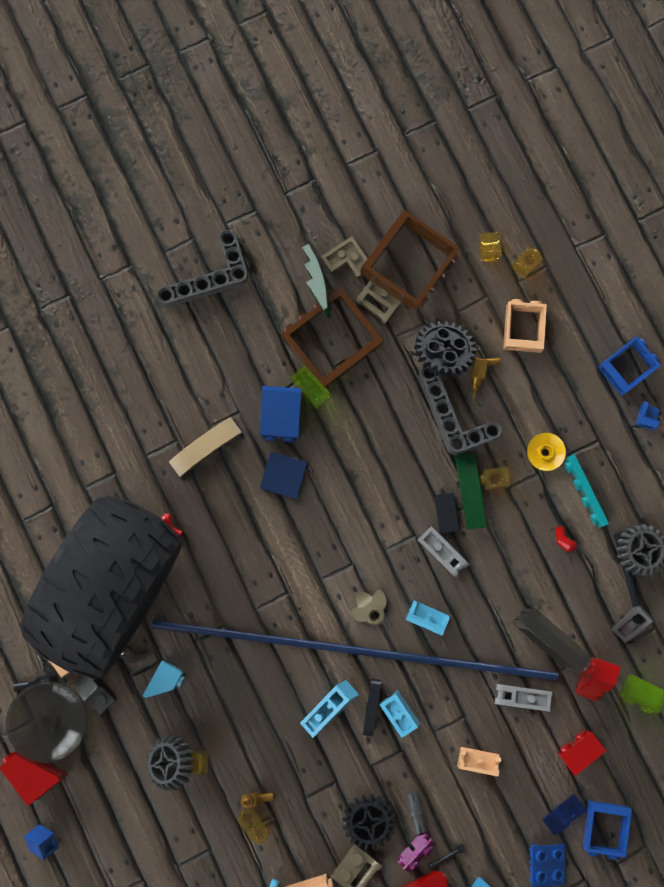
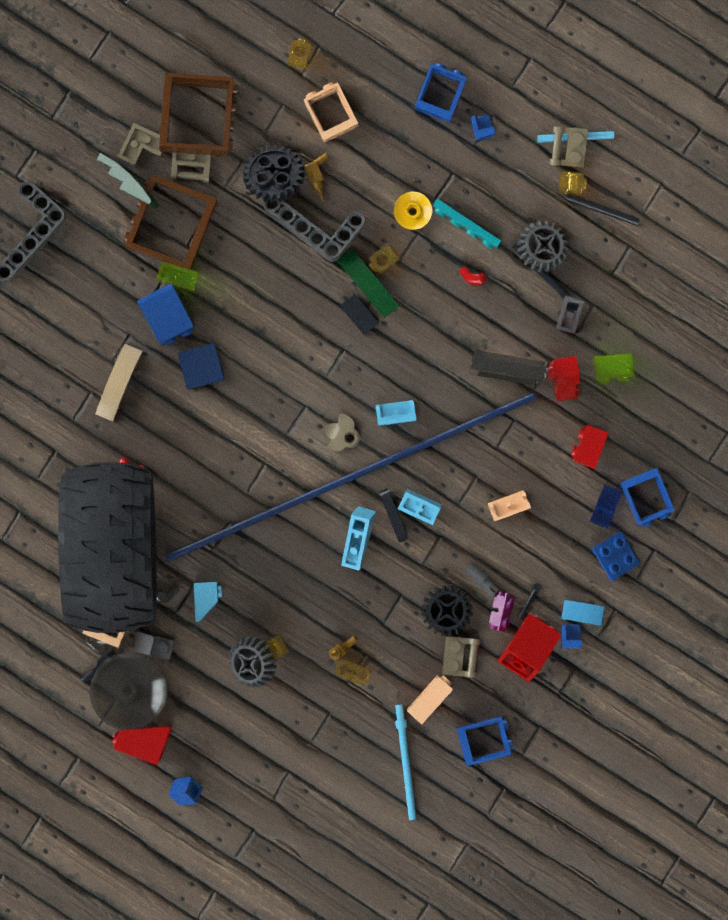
camera: 25 degrees left, 5 degrees up
(442, 551) = (375, 349): light grey plate -> none
(490, 246) = (259, 60): clear yellow brick -> none
(524, 697) = (516, 430): light grey plate -> none

